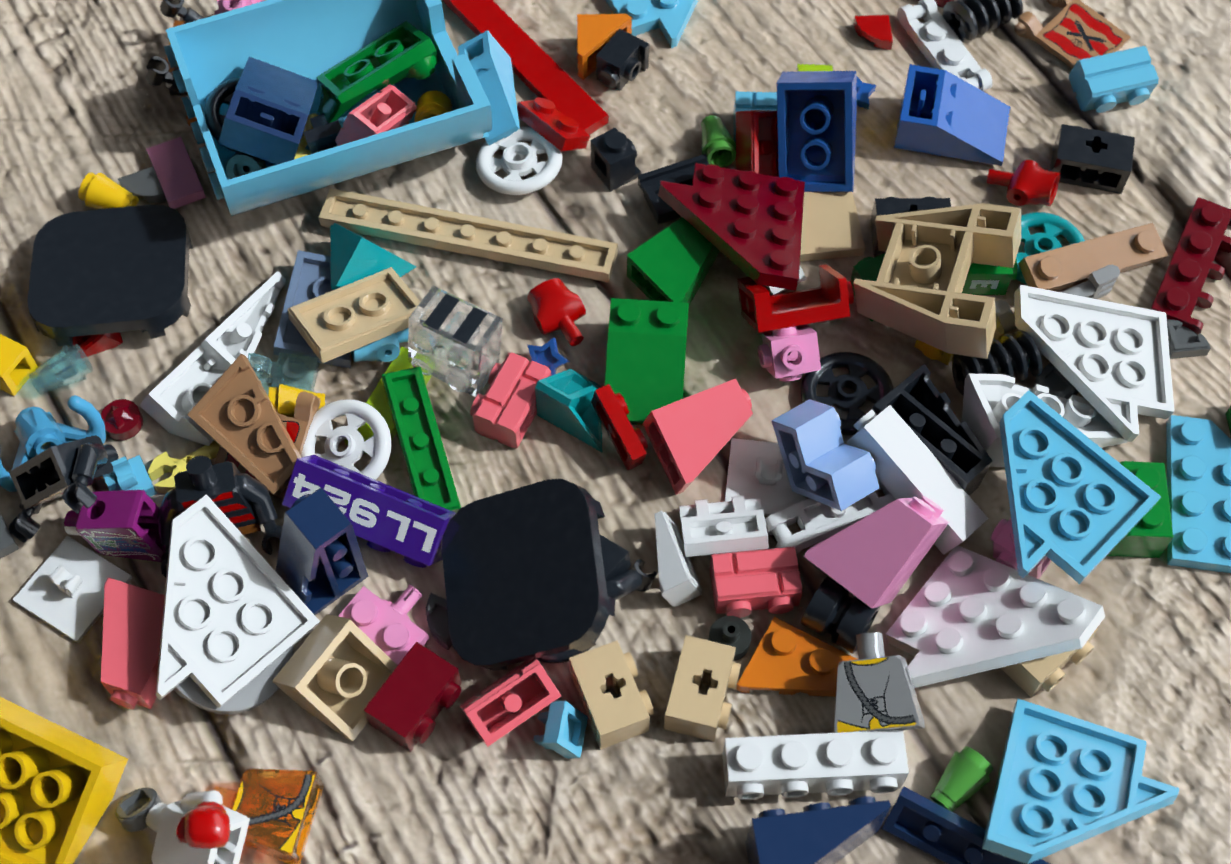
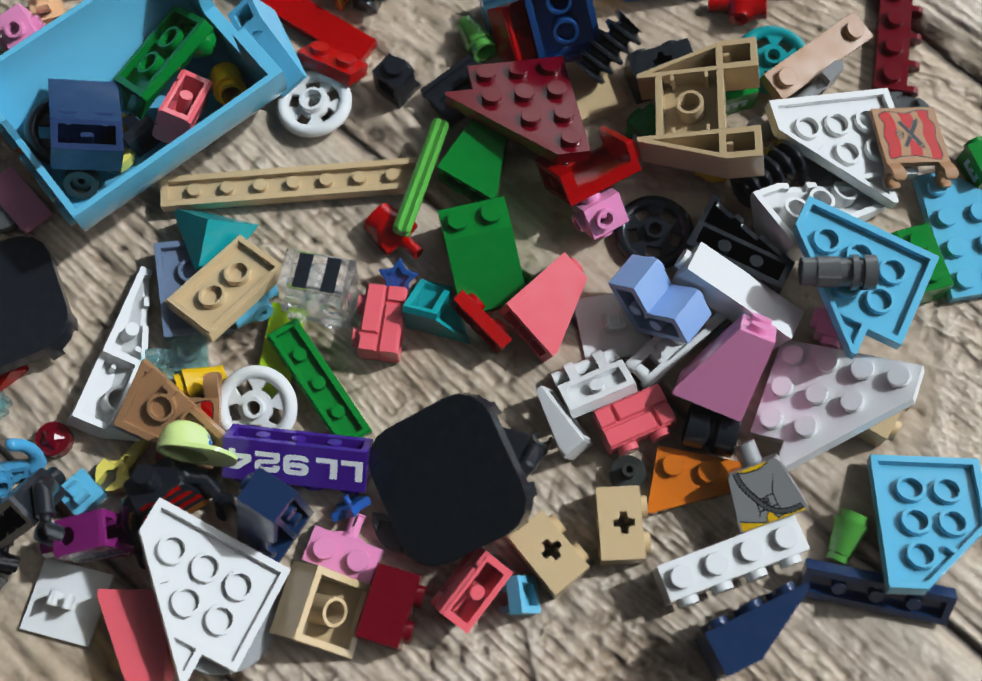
camera: 15 degrees left, 10 degrees up
(260, 455) = (192, 444): none -> yellowish green cap
(408, 578) = (350, 506): none -> blue piece
(605, 262) = (420, 177): none -> bright green axle
(856, 183) = (609, 47): none -> black piece
(1034, 475) = (837, 271): none -> dark grey axle
(1174, 372) = (911, 139): none -> medium nougat flag

